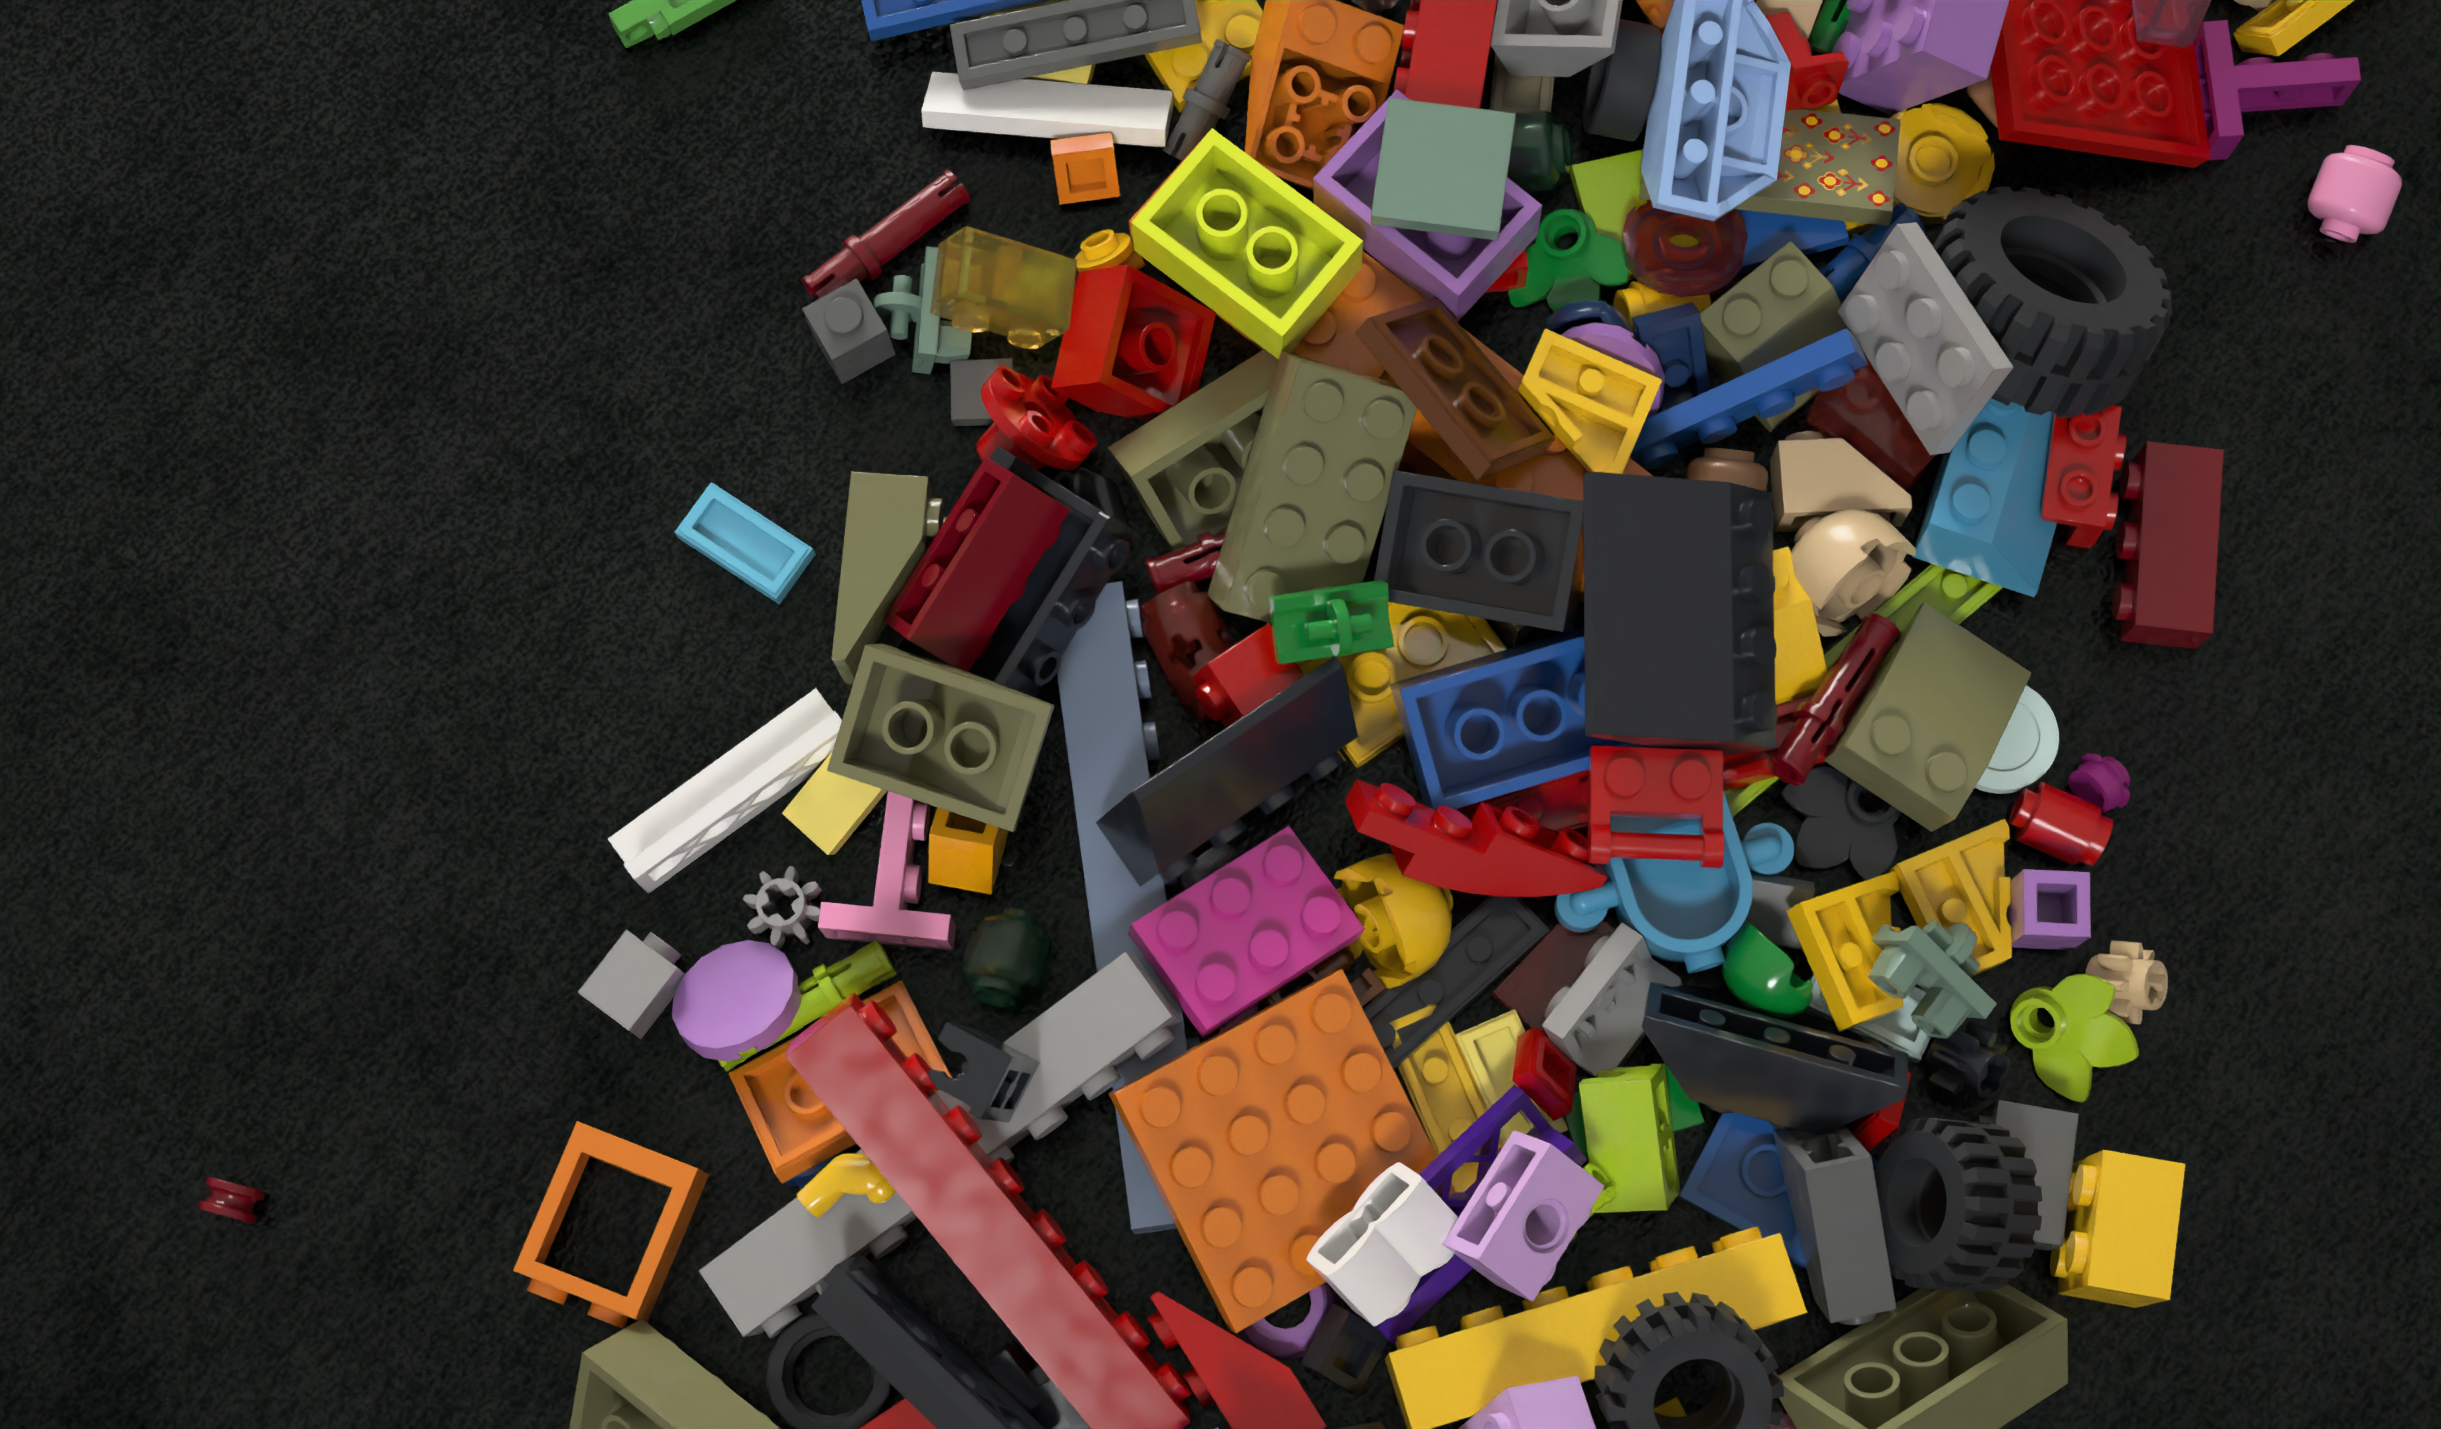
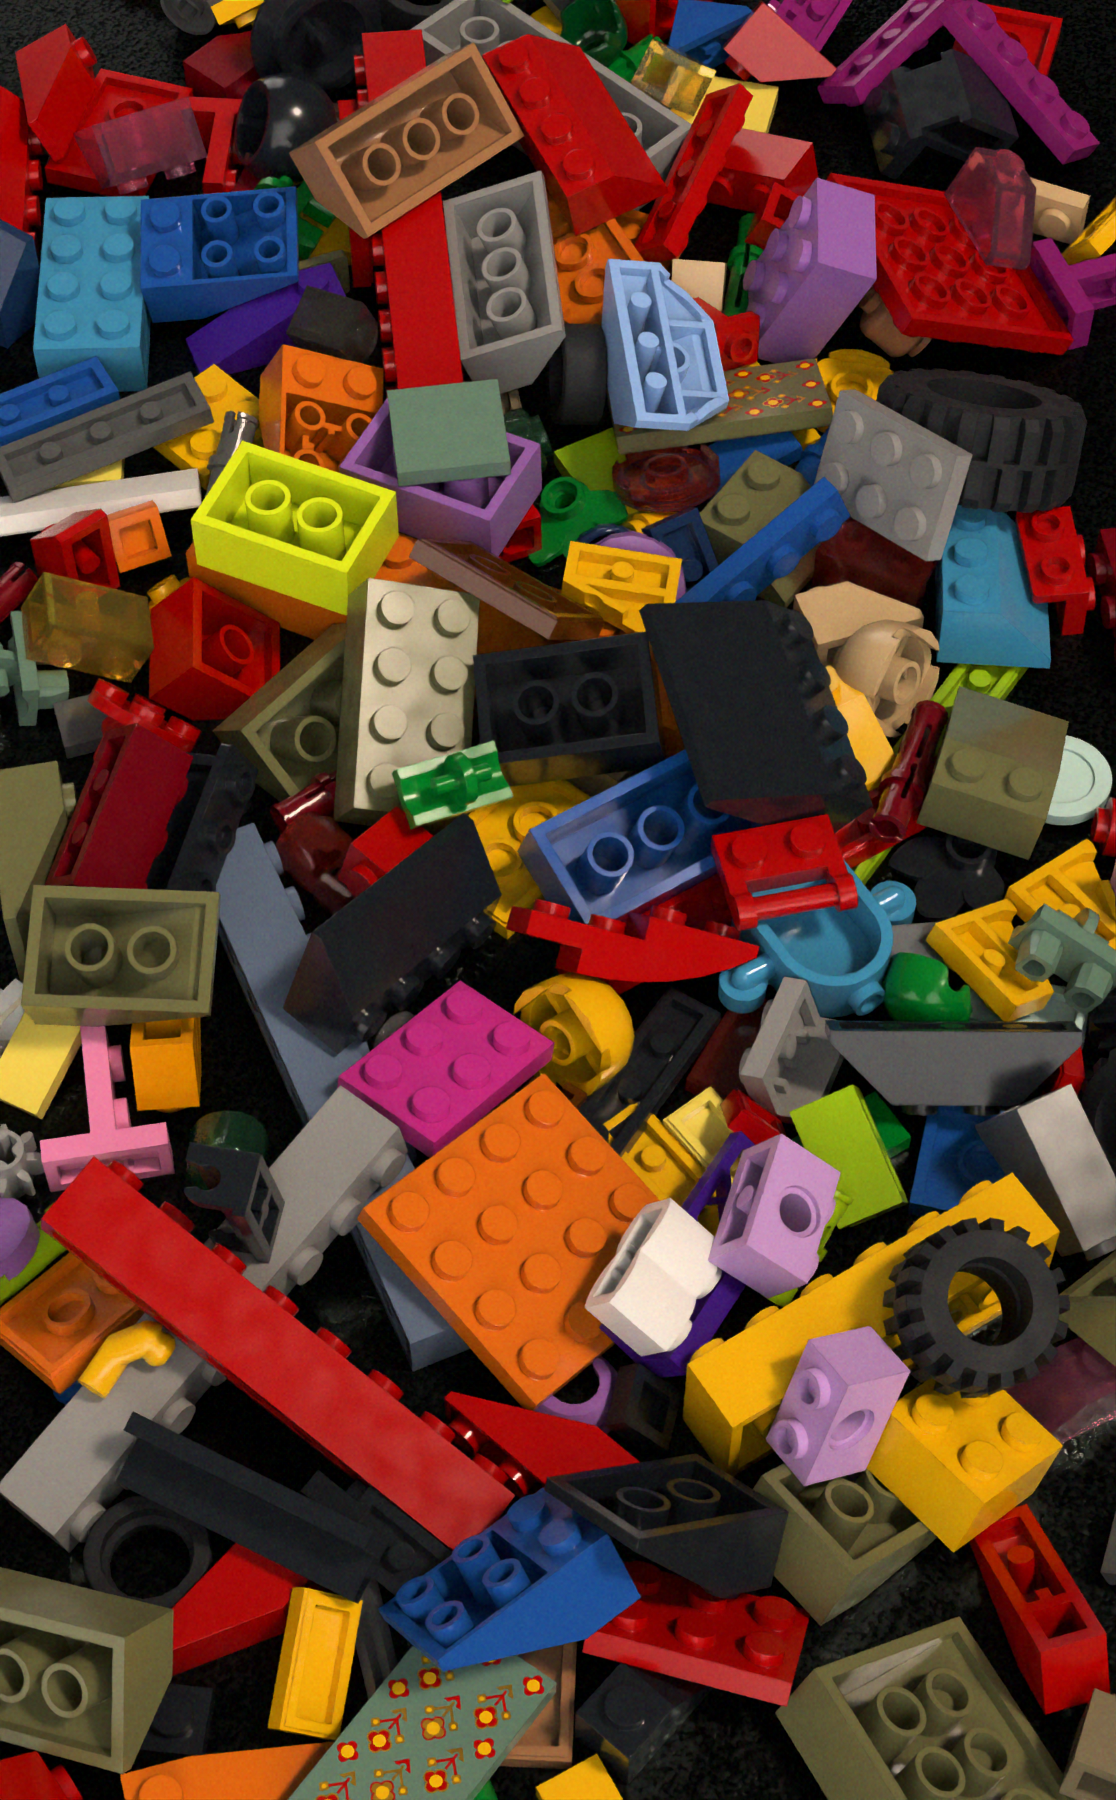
camera: 20 degrees left, 20 degrees down
(1013, 183) = (78, 549): none -> red slope

